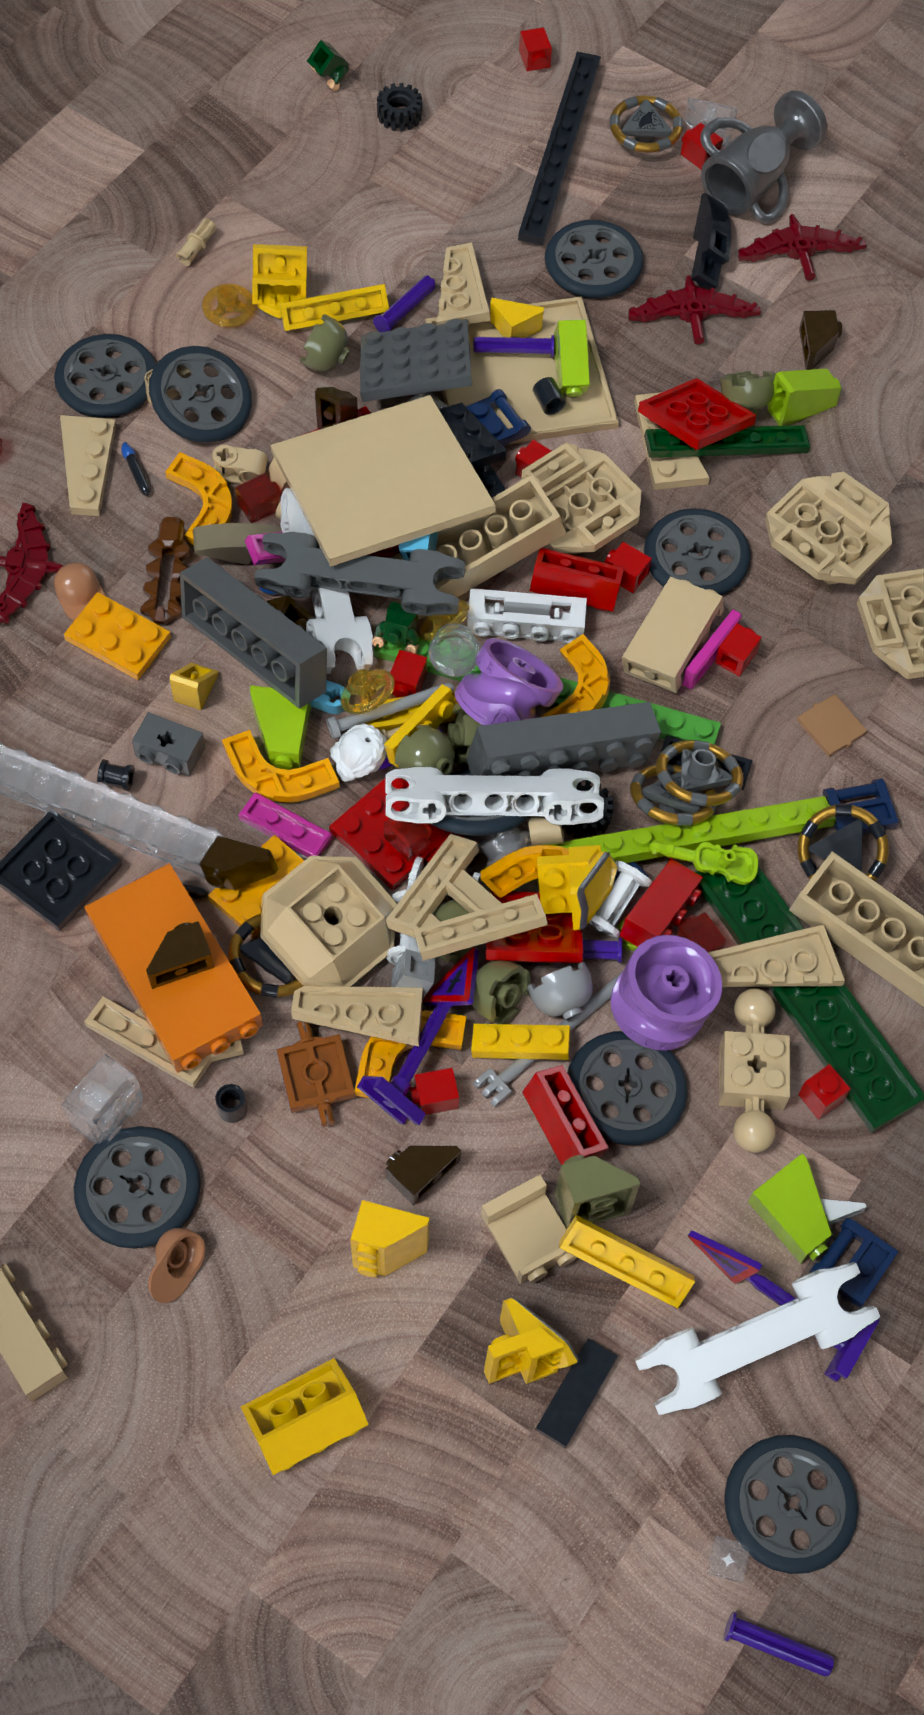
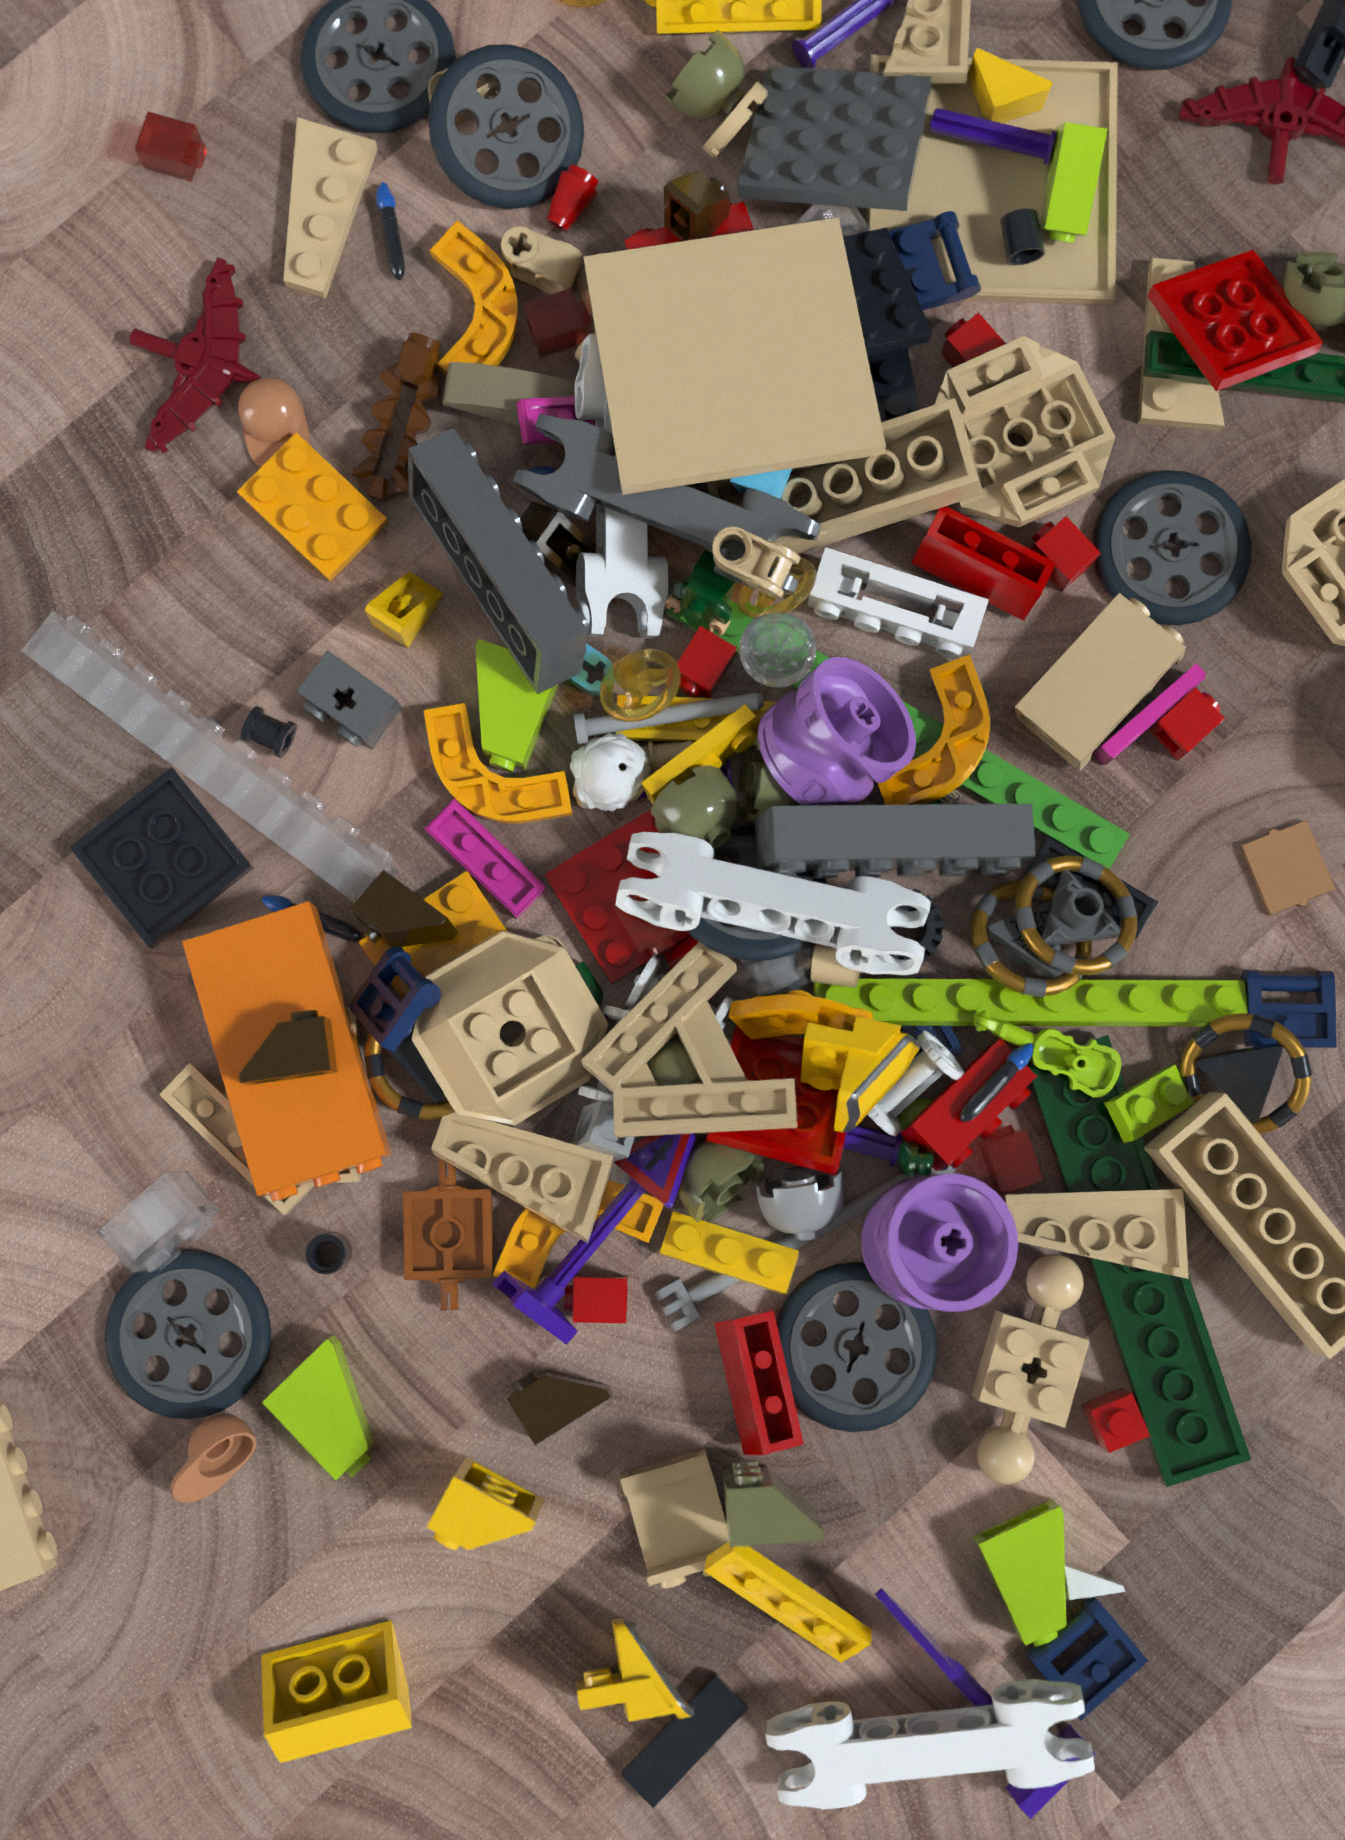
camera: 15 degrees right, 20 degrees up
(243, 922) = (381, 1006): none -> dark blue plate
(251, 1213) = (324, 1410): none -> lime slope
(252, 426) = (571, 197): none -> red cone
(348, 363) = (735, 120): none -> tan tile
(428, 587) = (756, 561): none -> tan piece
(630, 943) = (914, 1162): none -> dark green arm
(685, 867) = (996, 1082): none -> black piece
(783, 882) = (1149, 1103): none -> lime plate

